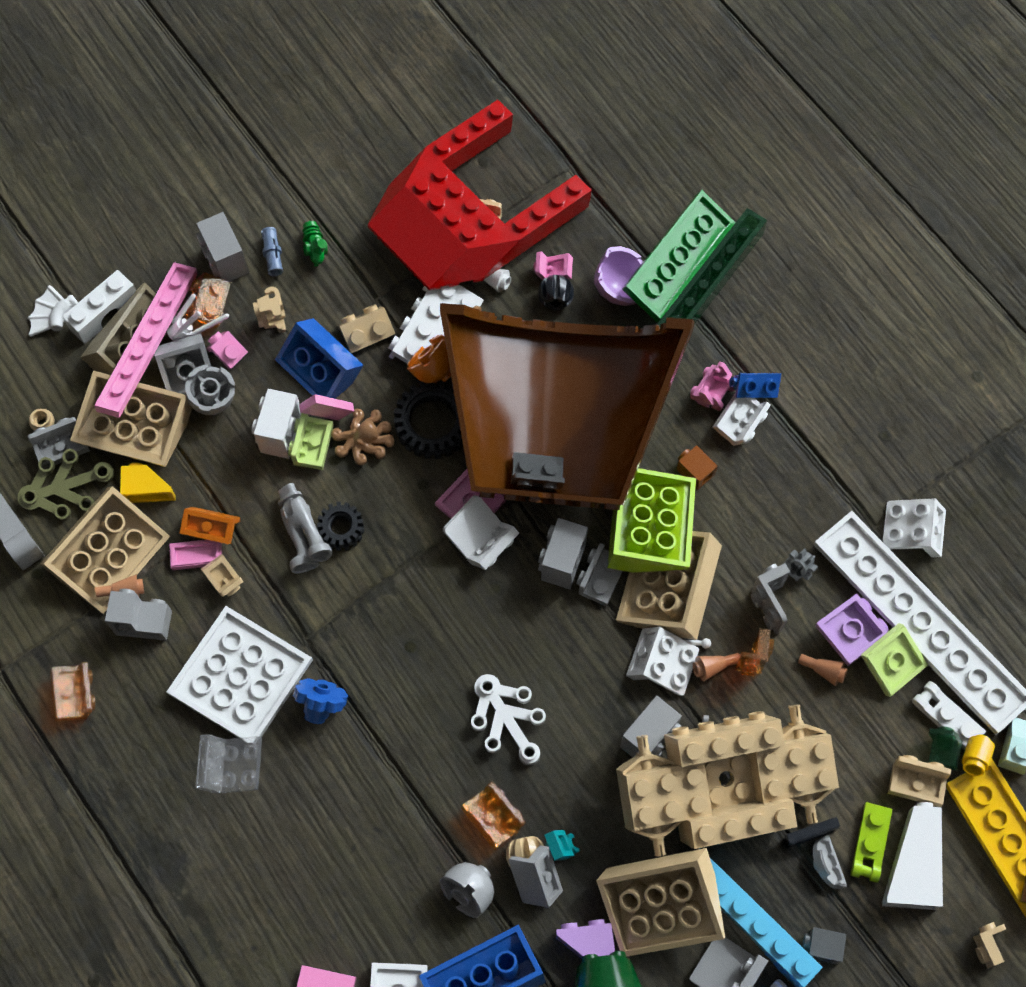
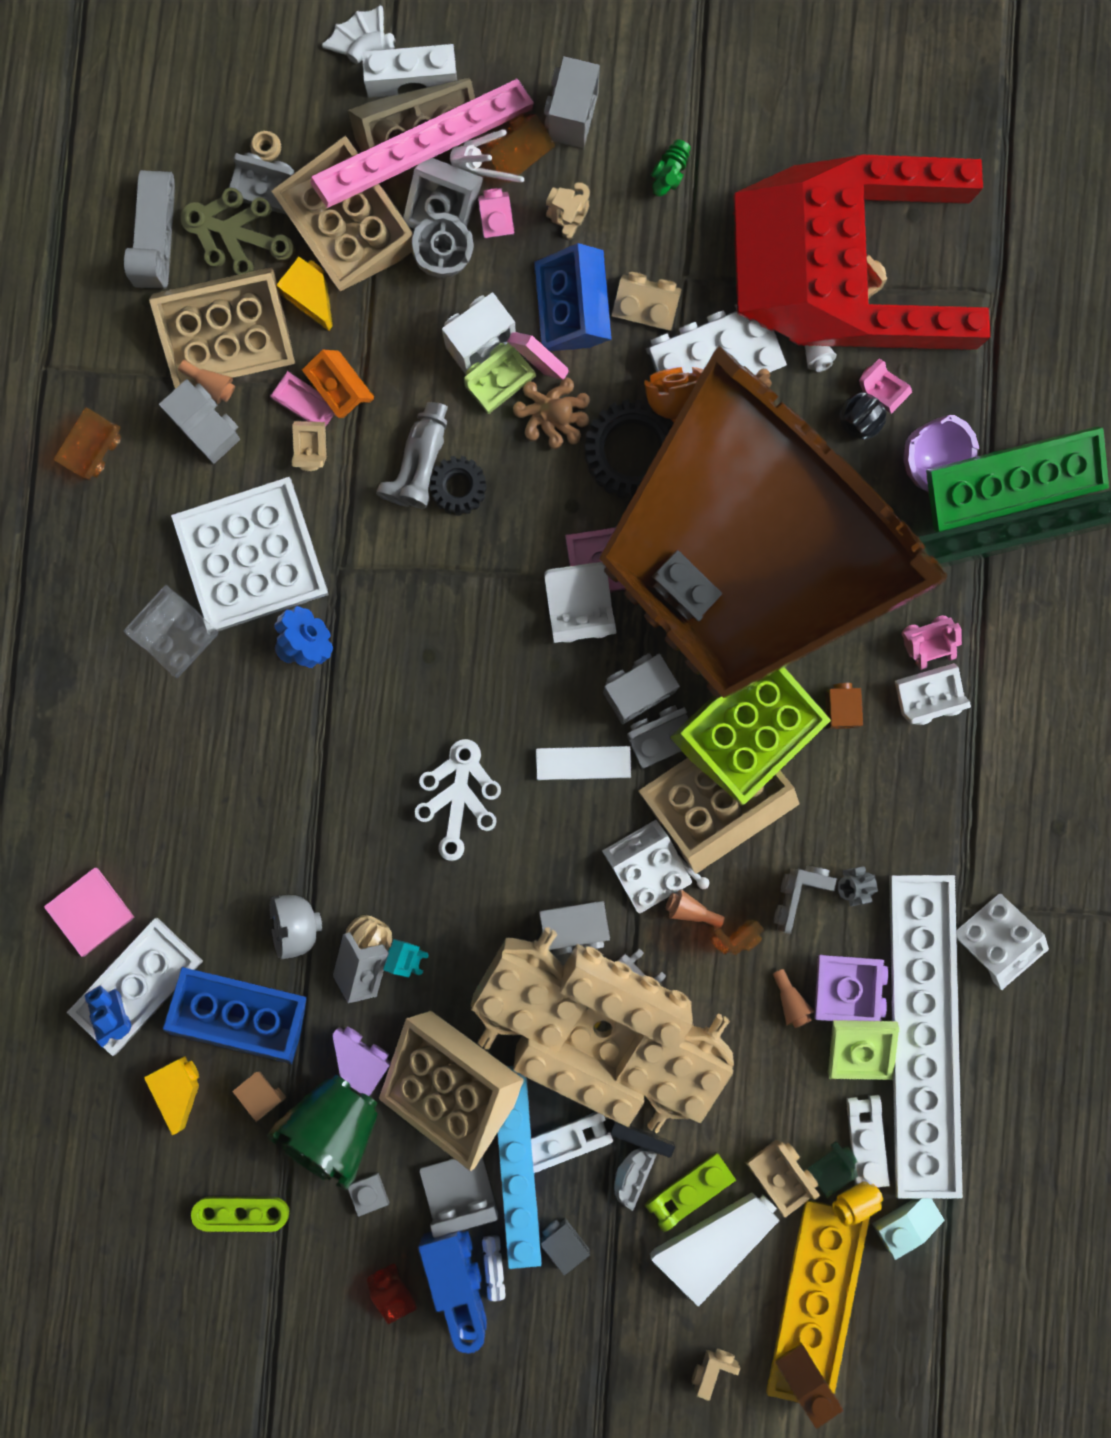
camera: 40 degrees right, 15 degrees up
(272, 251) = (622, 144): sand blue pin -> none
(494, 815) = (369, 878): clear orange bracket -> none
(566, 631) = (583, 763): none -> white tile
(756, 385) = (974, 675): blue hinge -> none
(768, 874) = (569, 1141): none -> white plate

